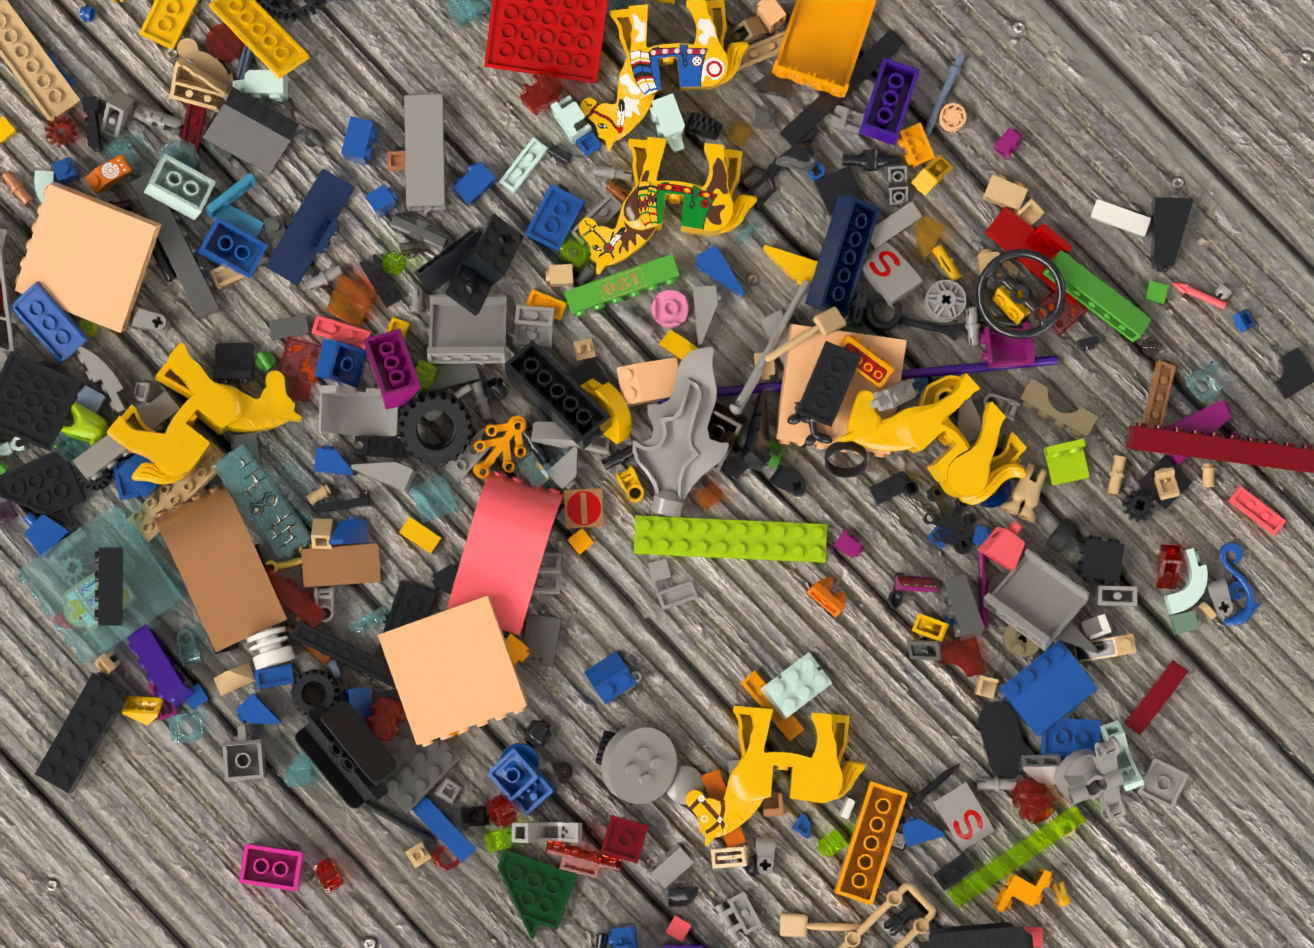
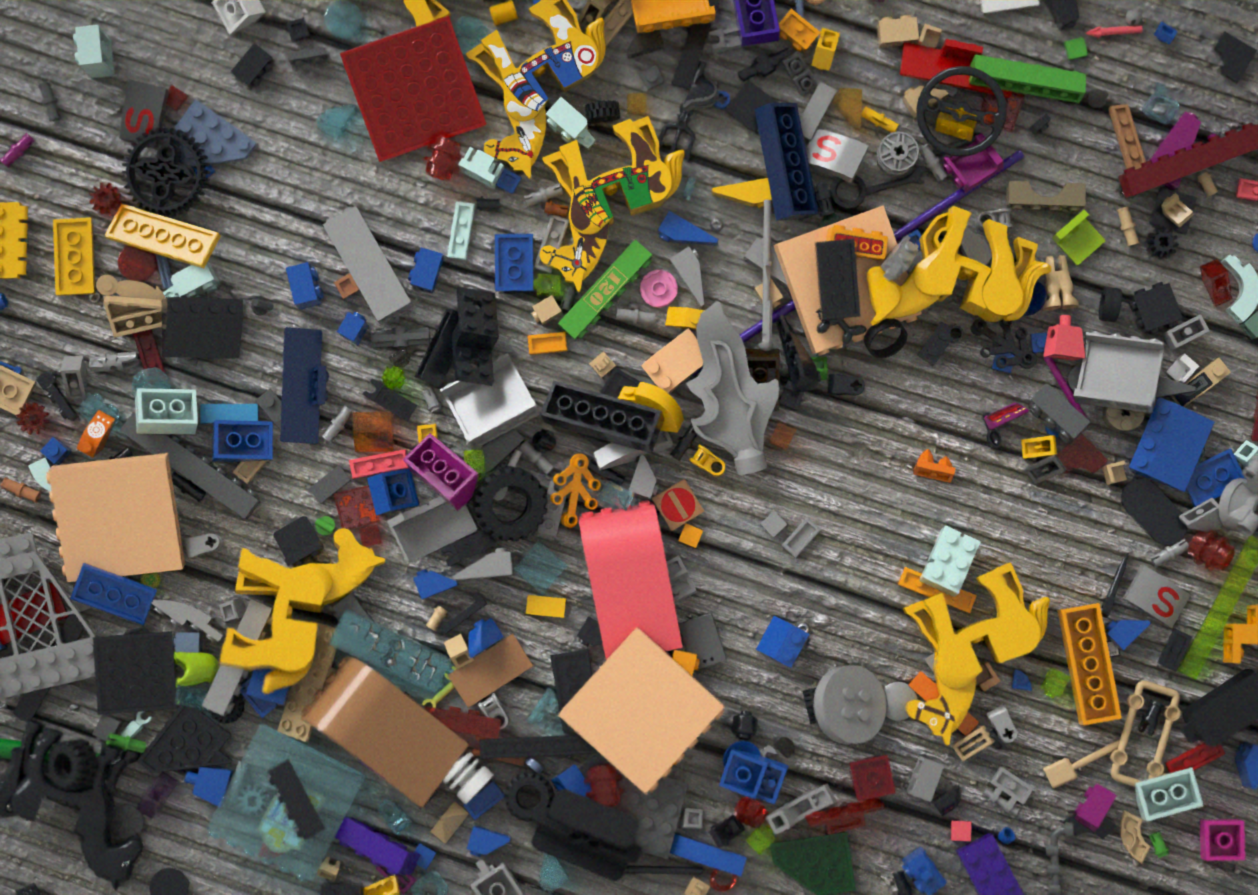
camera: 30 degrees left, 0 degrees up
(230, 195) = (215, 395): dark azure tile -> none
(534, 324) = (546, 366): light grey slope -> none
(730, 539) = (821, 463): lime plate -> none
(826, 322) = (806, 226): tan piece -> none
(847, 808) = (1052, 644): white tile -> none
(849, 545) = (928, 412): magenta brick -> none

